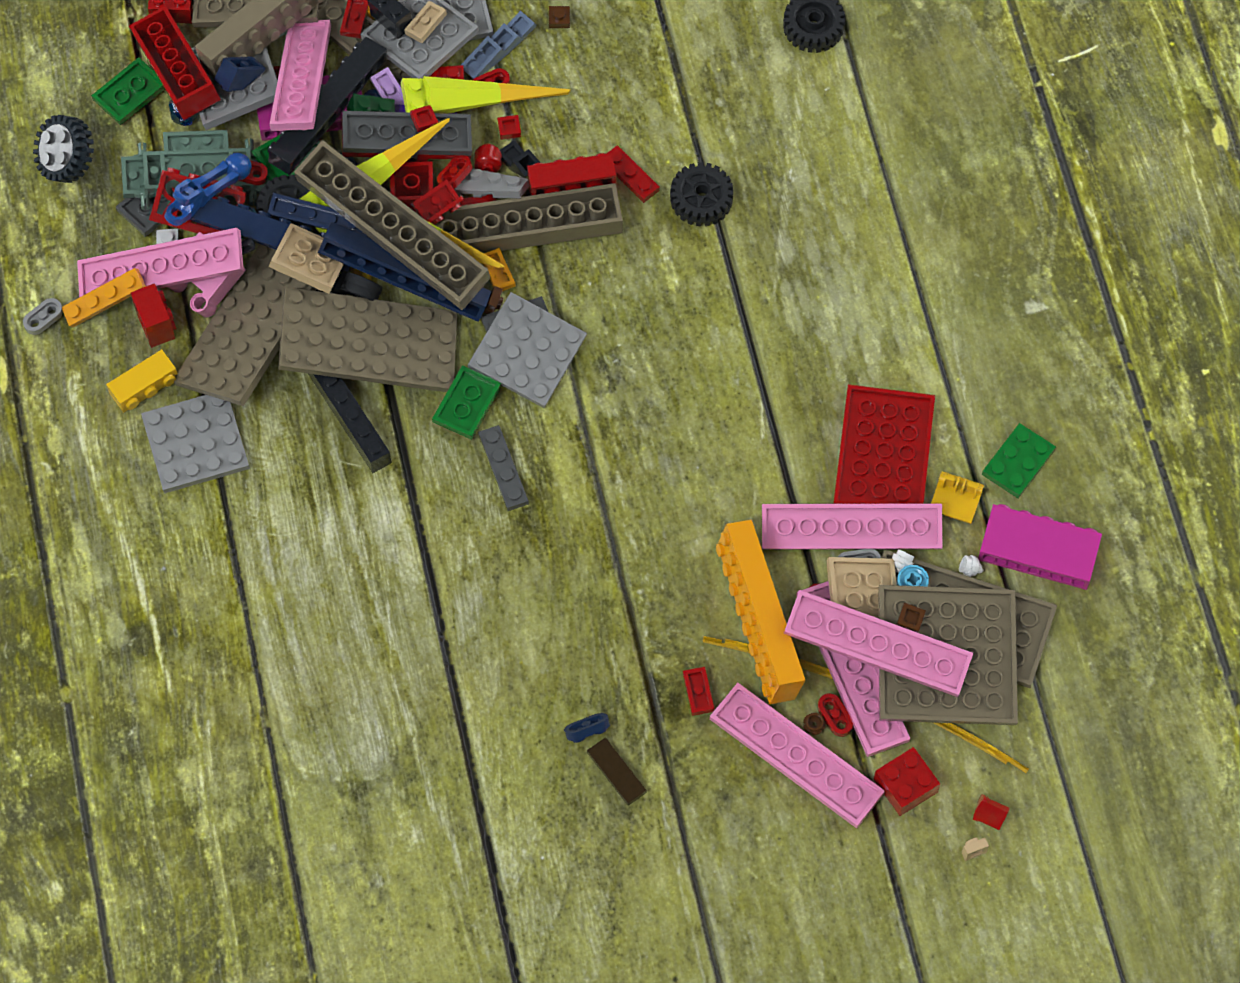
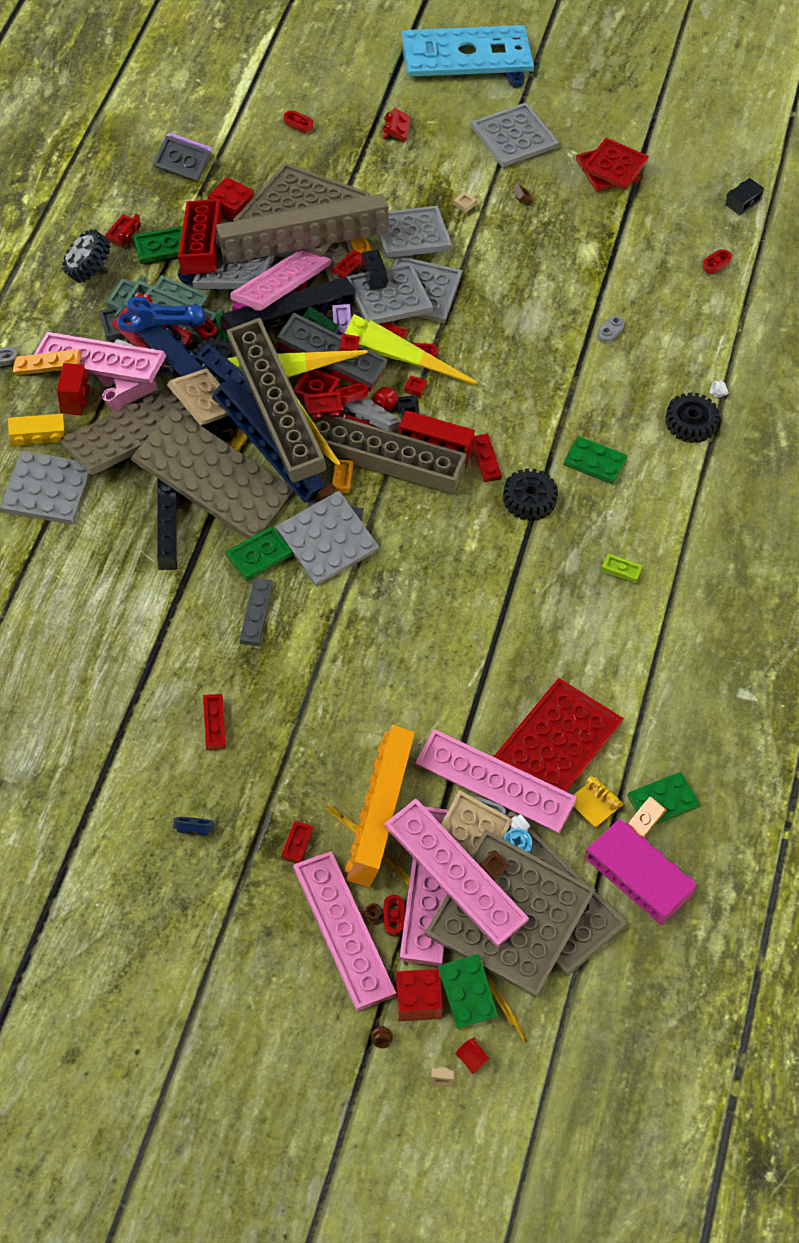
camera: 25 degrees right, 10 degrees down
(76, 93) = (123, 229): none -> red bracket
(238, 72) = (238, 258): dark blue slope -> none
(361, 287) = (232, 437): black tyre -> none
(425, 22) = (395, 286): tan plate -> none
(498, 46) = (443, 331): sand blue slope -> none
(538, 609) = (214, 721): none -> red plate
(559, 16) = (501, 332): reddish brown plate -> none
(616, 771) = (195, 870): dark brown tile -> none
(742, 120) = (595, 460): none -> green plate
(840, 231) = (622, 568): none -> lime plate
(896, 840) = (381, 1037): none -> reddish brown plate
(951, 753) = (468, 991): none -> green plate
(970, 566) = (574, 858): white plate -> none
(1016, 488) = (647, 817): none -> plate

